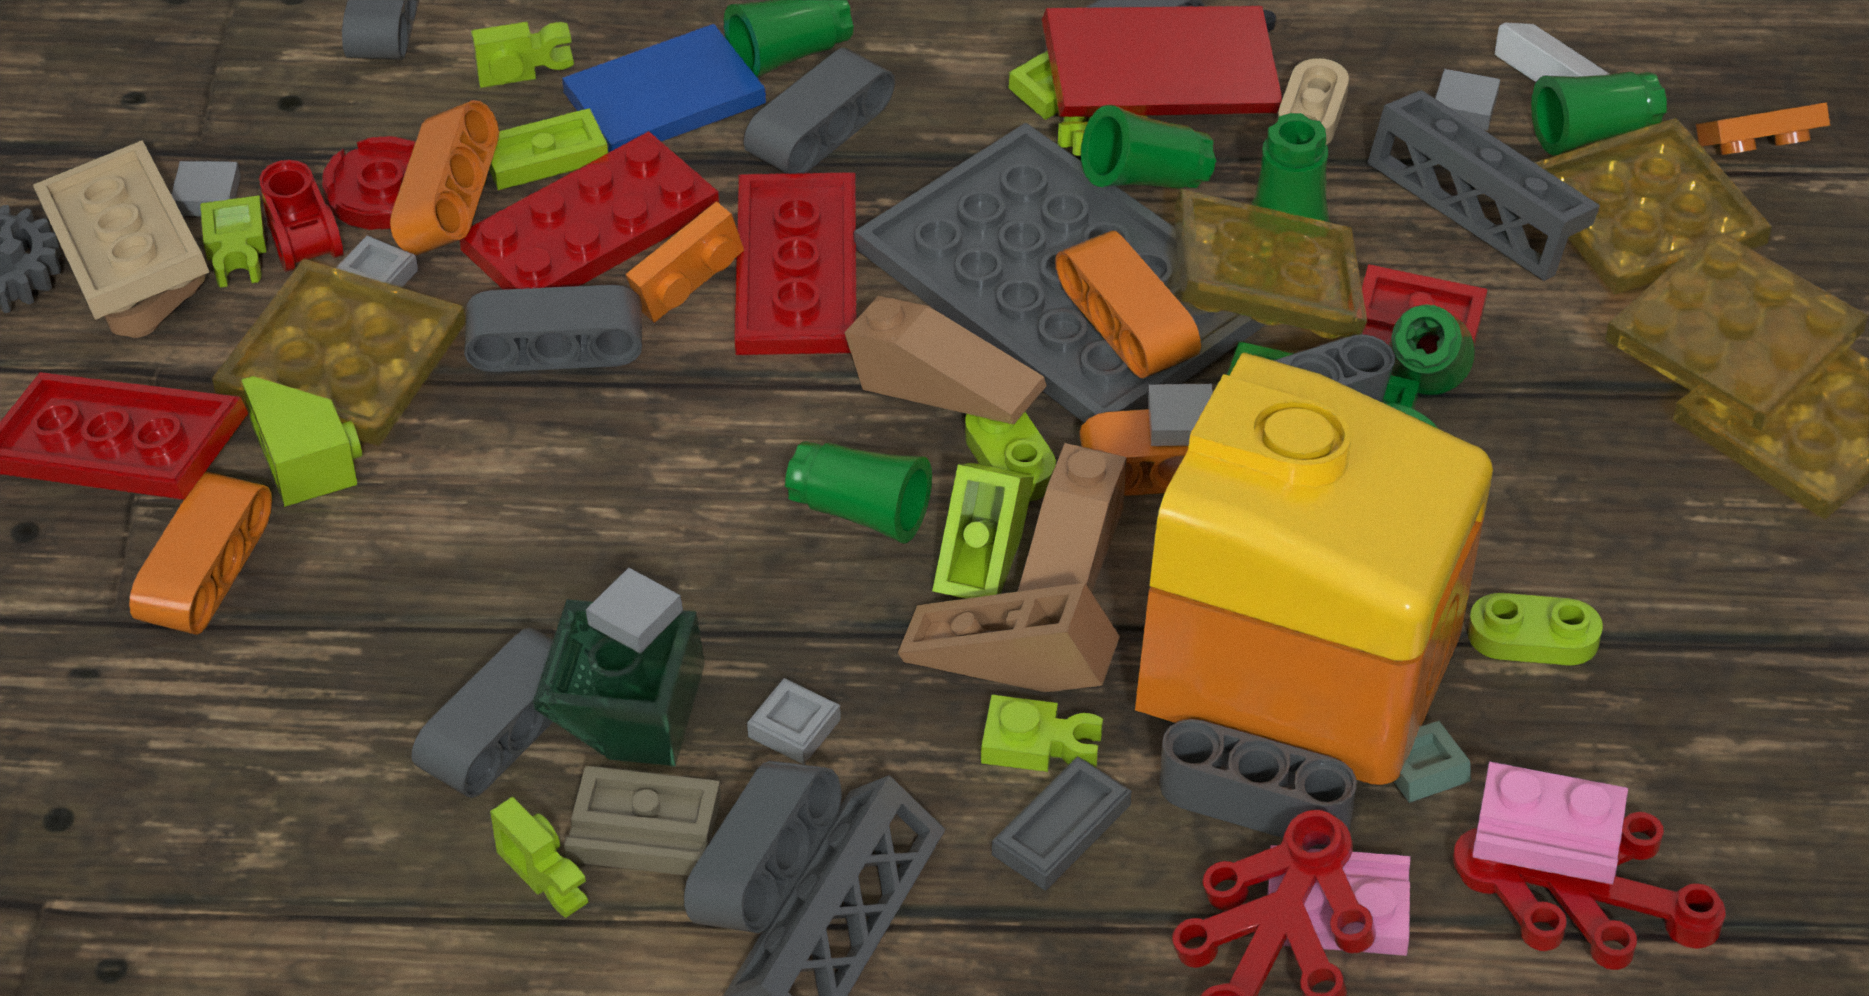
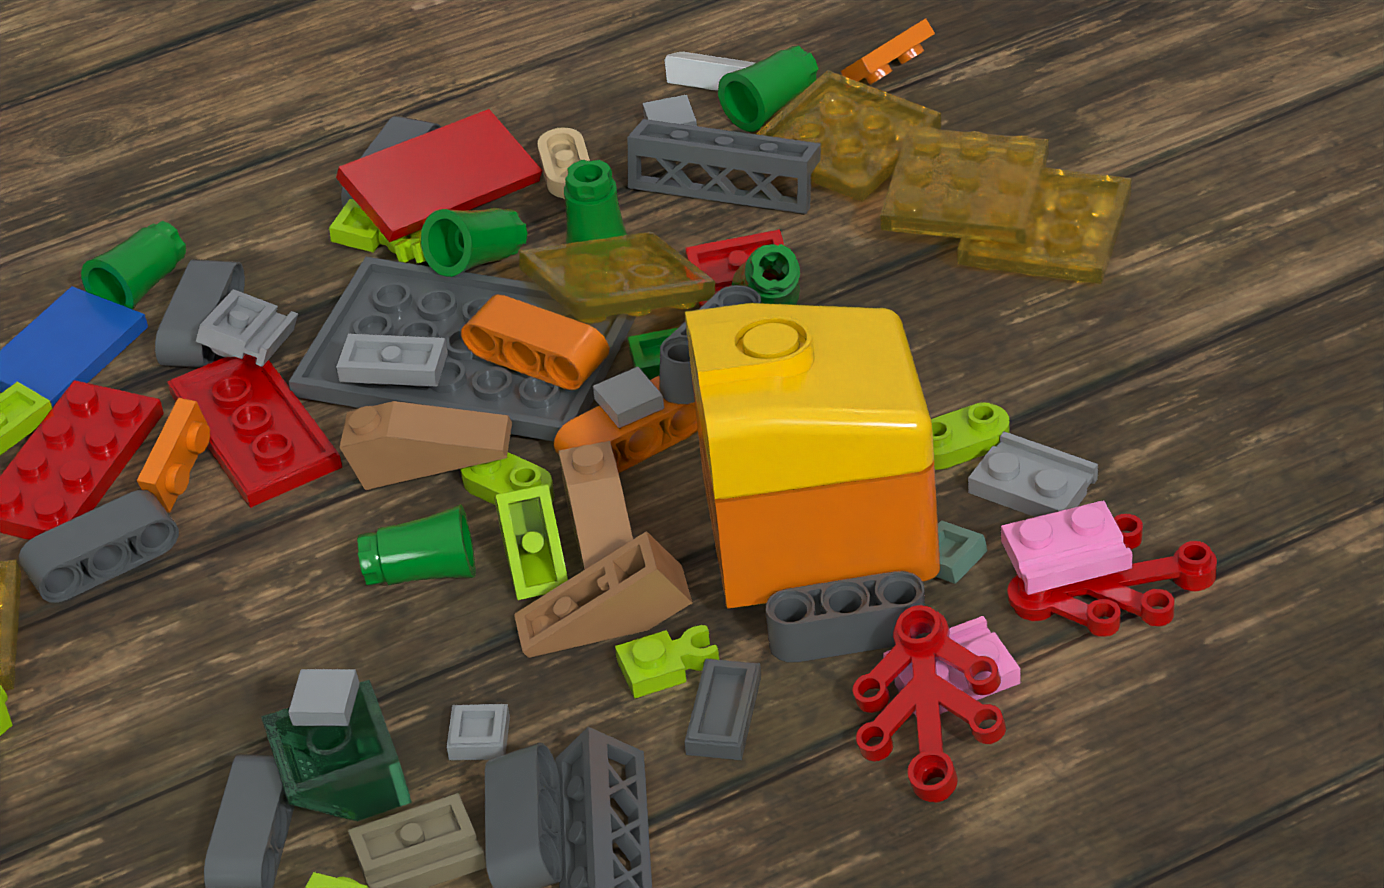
camera: 25 degrees left, 5 degrees down
(849, 150) = (245, 327): none -> light grey plate
(967, 256) = (392, 360): none -> light grey plate
(1582, 718) = (1031, 477): none -> light grey plate

